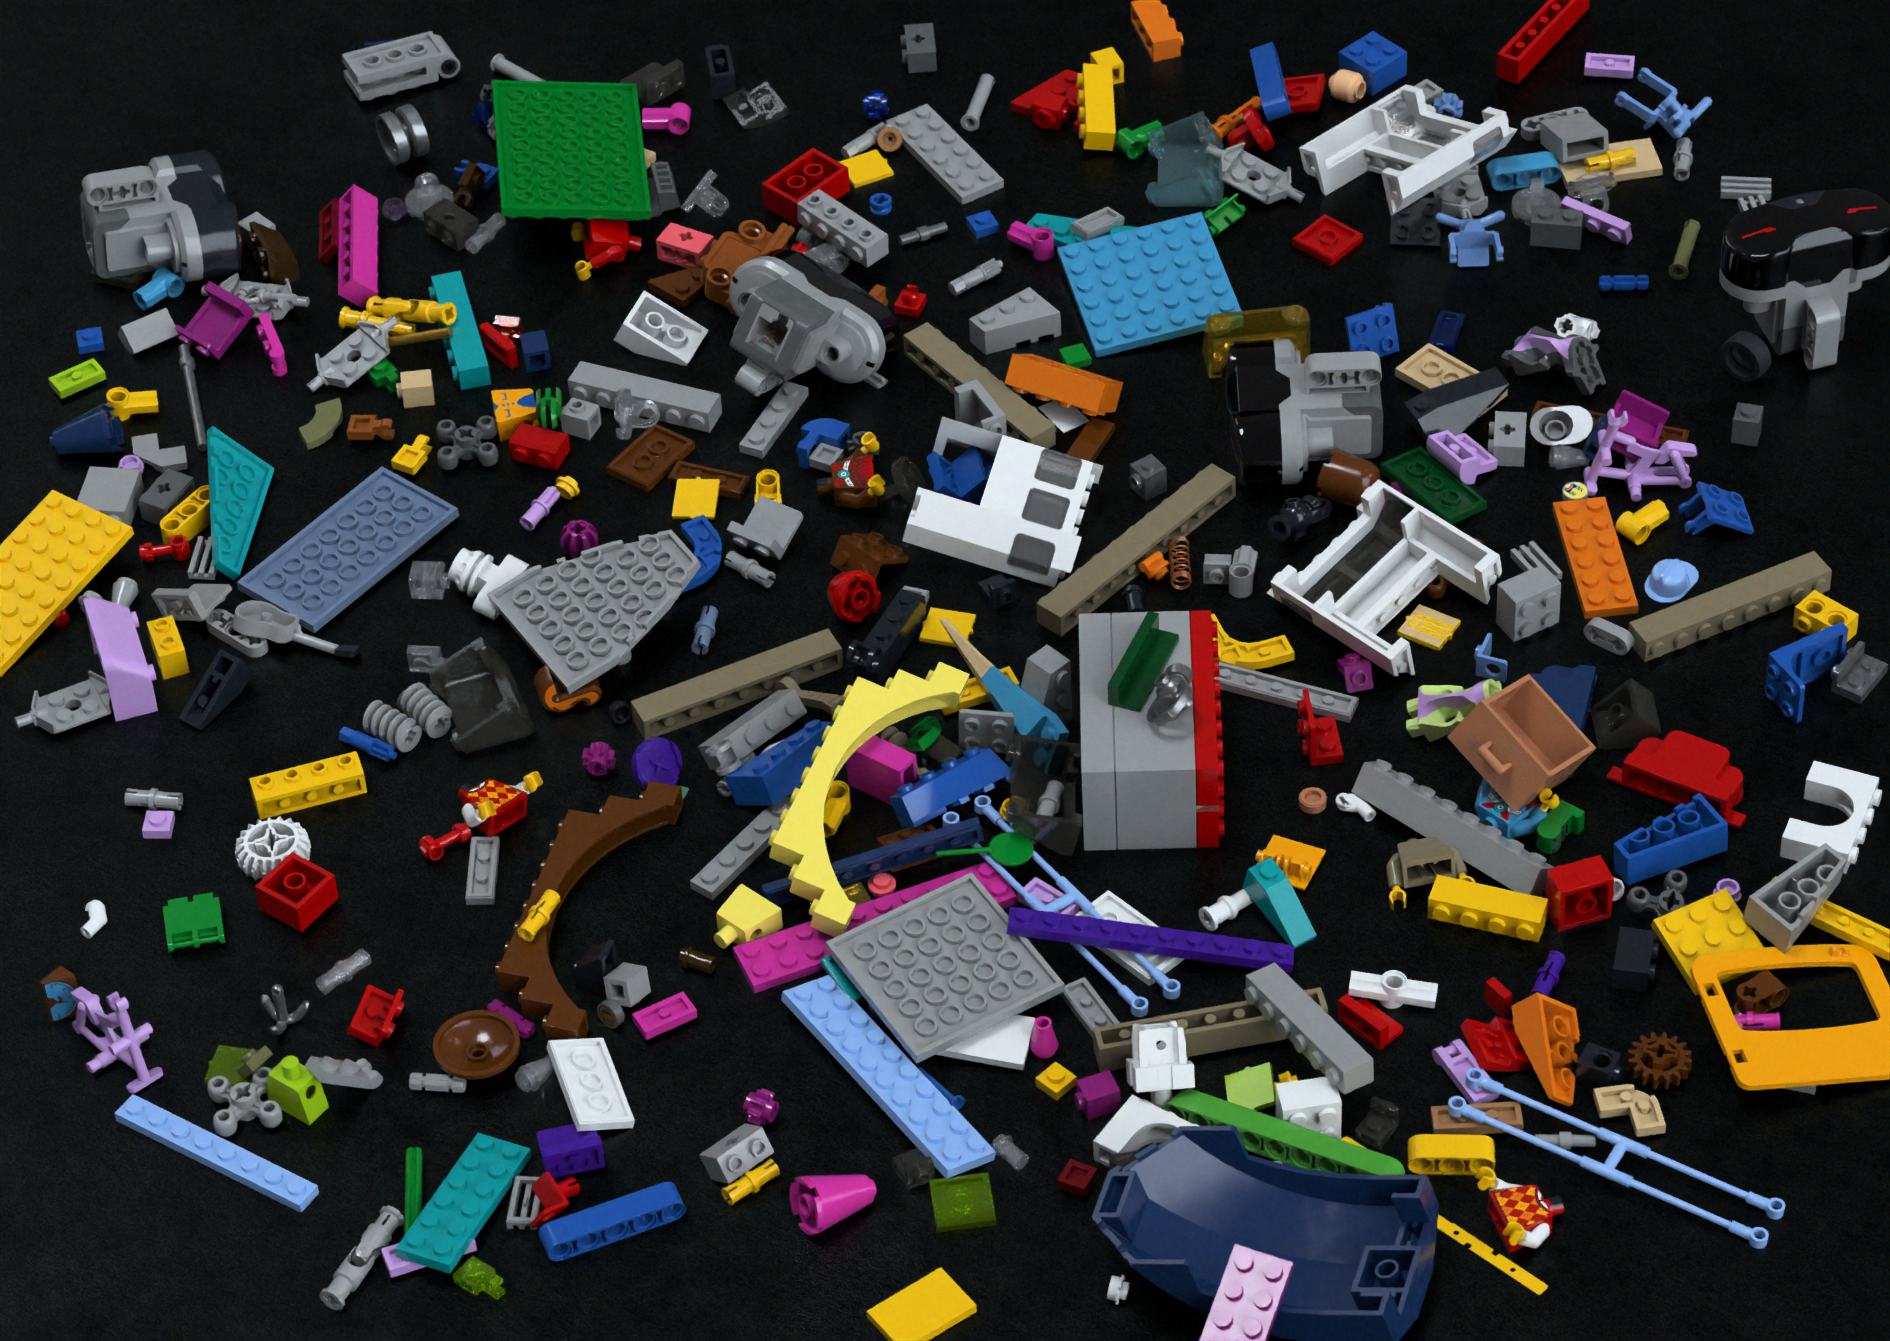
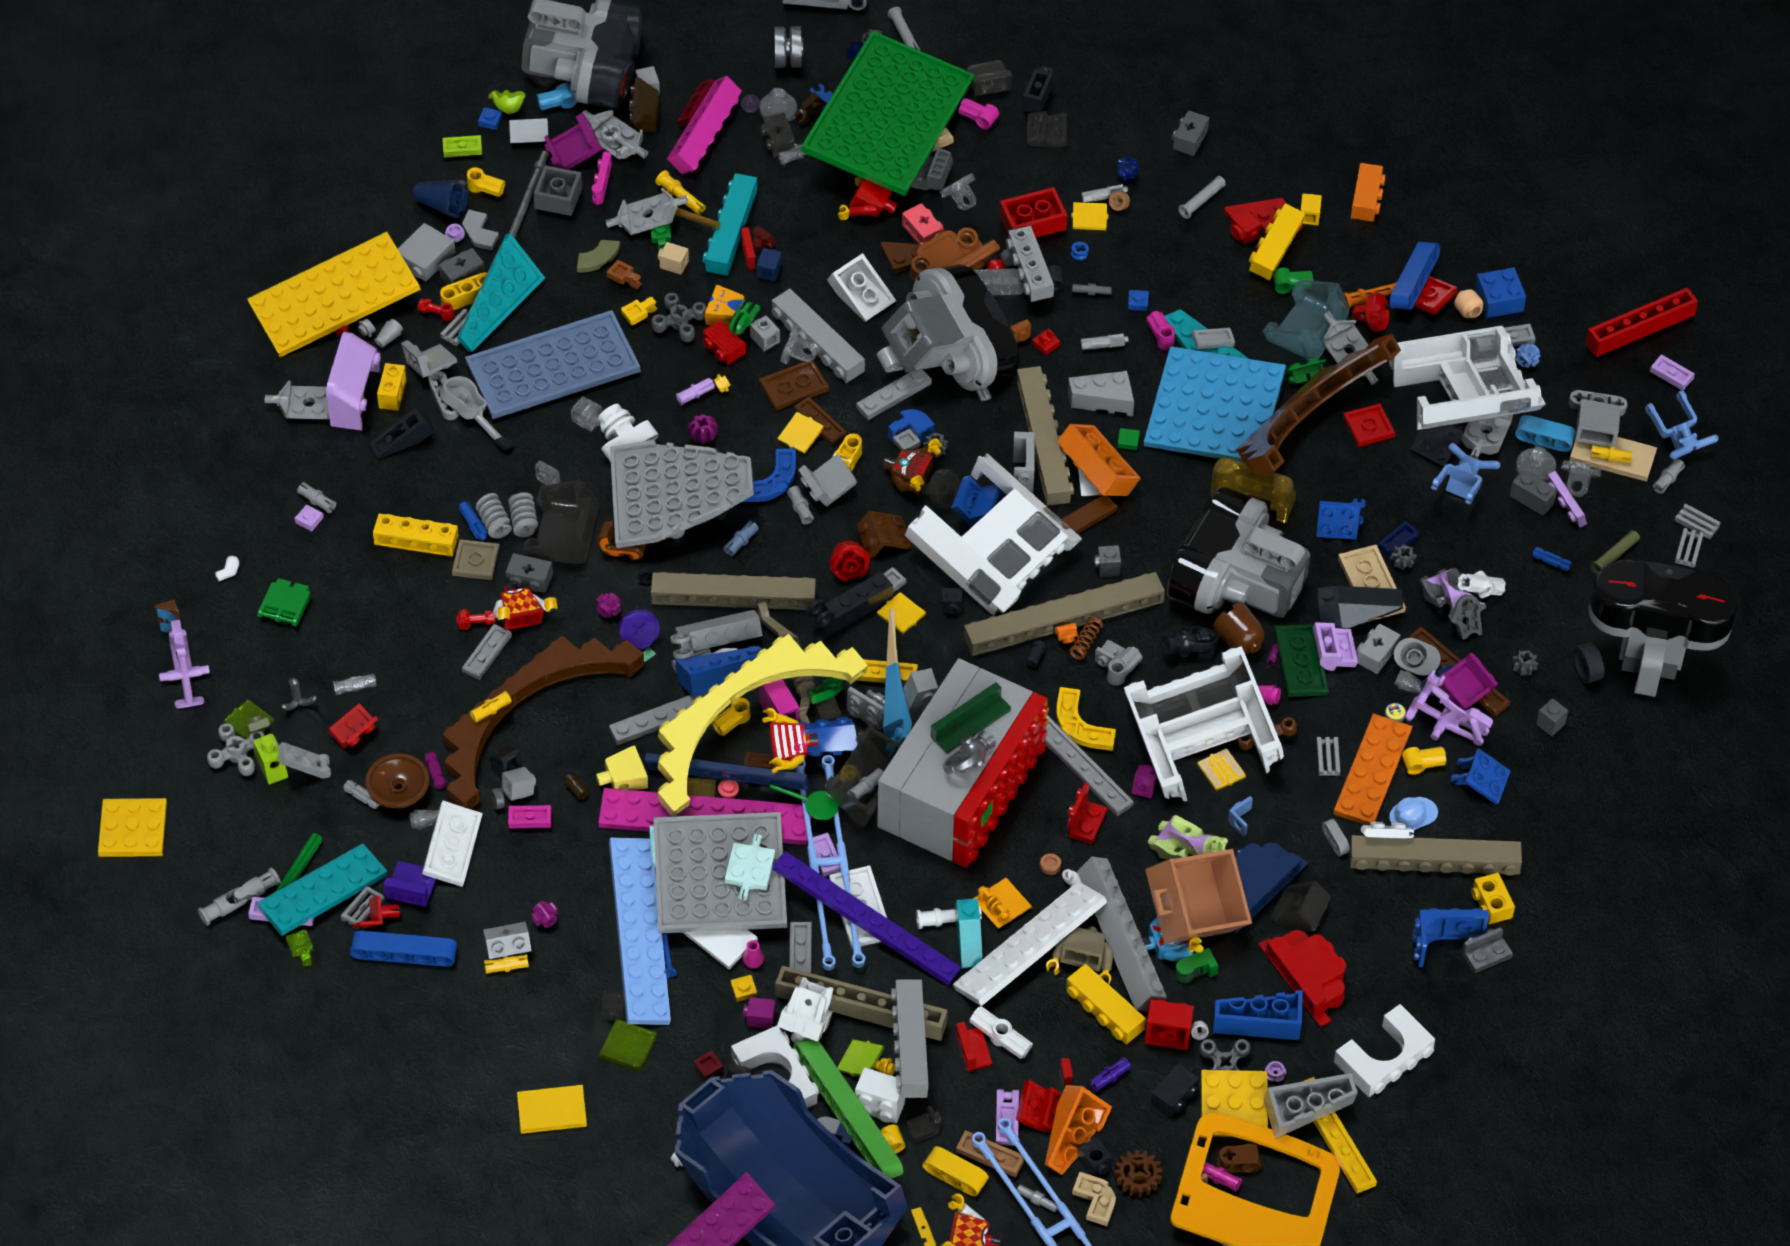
camera: 25 degrees right, 10 degrees up
(102, 314) = (507, 102): none -> lime hair
(168, 1245) = (132, 827): none -> yellow plate
(217, 1153) = (200, 777): light blue plate -> none
(229, 374) = (558, 190): none -> dark grey brick
(268, 844) = (368, 578): white gear -> none
(296, 892) = (358, 612): red brick -> none
(399, 782) = (475, 559): none -> dark tan tile
(412, 310) = (705, 195): yellow piece -> none
(477, 764) = (529, 573): none -> dark grey brick
(829, 1199) = (544, 1002): dark pink cone -> none
(928, 793) = (787, 741): none -> torso
(946, 154) = (1151, 229): light grey plate -> none
(980, 941) = (750, 866): none -> light aqua plate
(1005, 1147) = (678, 1019): clear pin -> none
(1242, 283) = (1262, 447): none -> reddish brown arch
(1357, 884) = (1029, 943): none -> white plate
(1466, 342) = (1403, 557): none -> dark grey gear
(1528, 603) = (1293, 786): light grey brick -> none
(1662, 600) = (1378, 829): none -> white plate
(1676, 387) = (1524, 662): none -> dark grey gear

